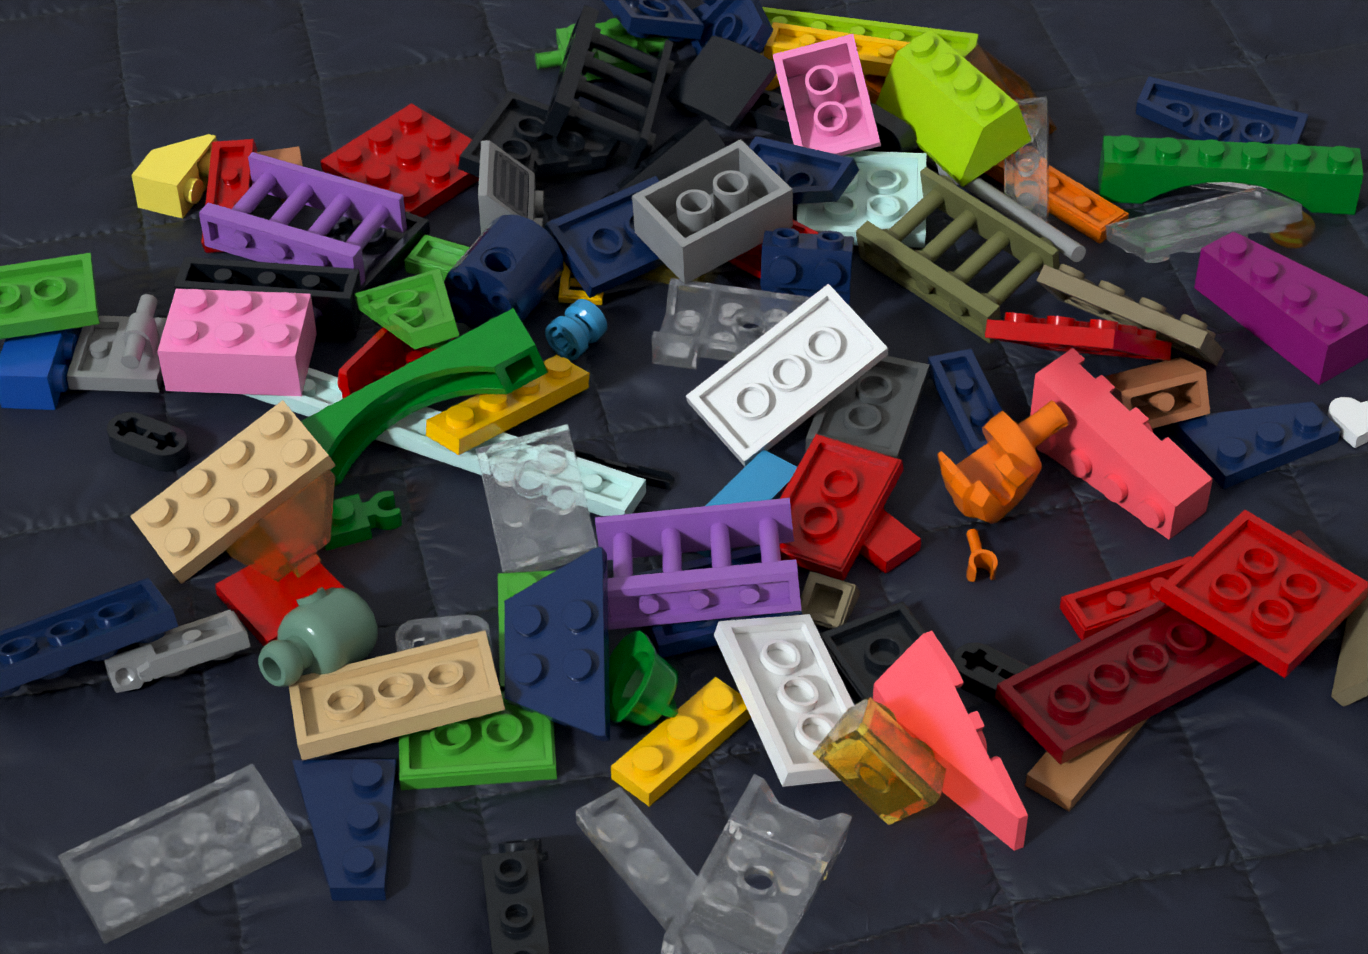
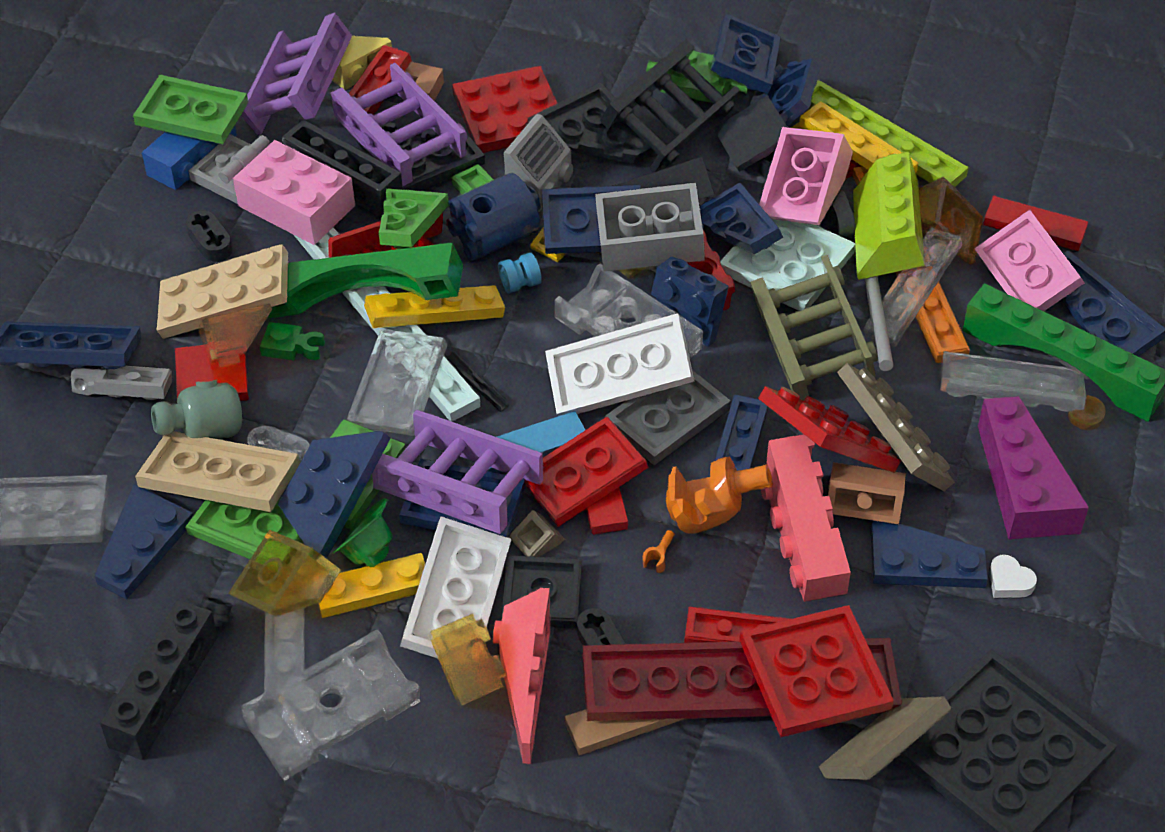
camera: 30 degrees right, 5 degrees up
(158, 208) = (310, 84): none -> medium lavender fence
(588, 768) = (284, 576): none -> clear yellow slope
(1086, 66) = (1063, 229): none -> red tile
(1122, 99) = (1029, 263): none -> bright pink plate

